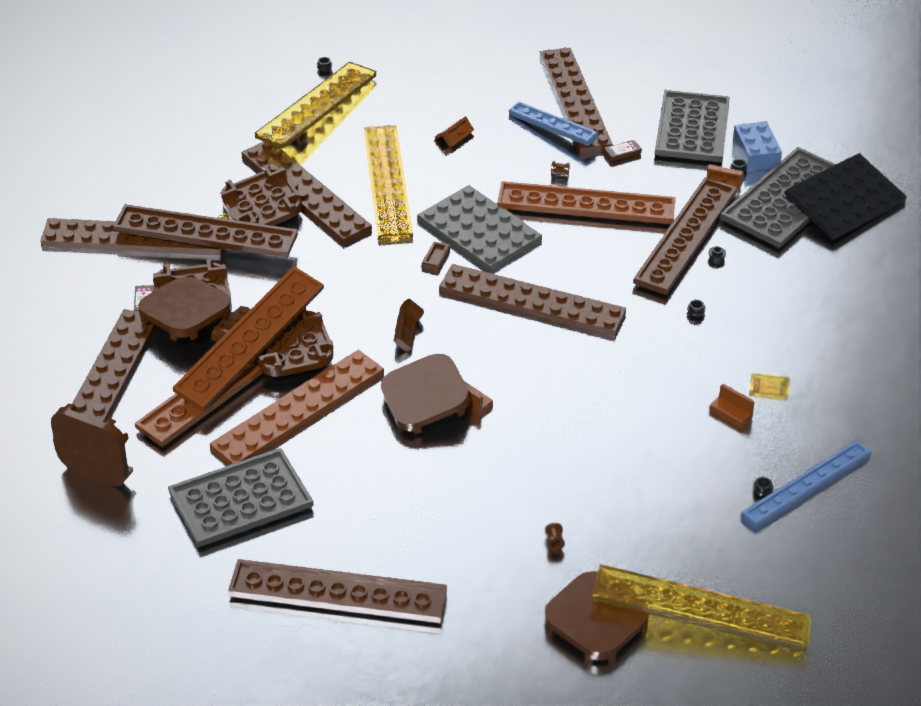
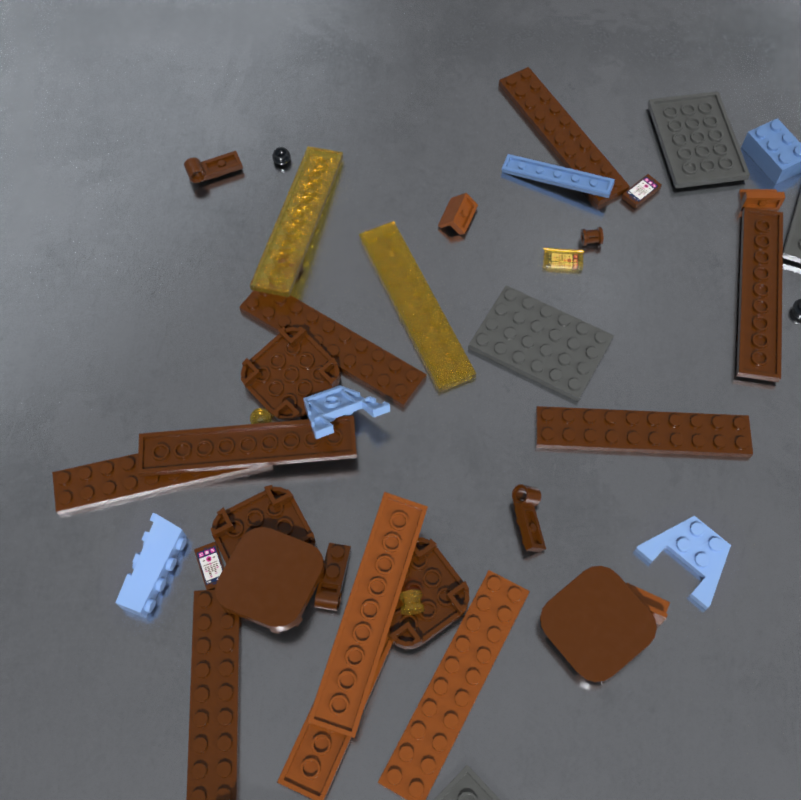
camera: 15 degrees left, 20 degrees up
(98, 284) = (151, 566): none -> light blue wedge
(262, 60) = (212, 168): none -> reddish brown plate
(284, 341) = (411, 602): none -> clear yellow wheel
(294, 221) = (336, 402): none -> light blue wing
(435, 256) = (512, 398): reddish brown tile -> none
(528, 177) = (563, 259): none -> clear yellow tile
(534, 376) = (697, 548): none -> light blue wing
(587, 202) = (639, 275): dark orange plate -> none
(739, 164) = (768, 182): black plate -> none

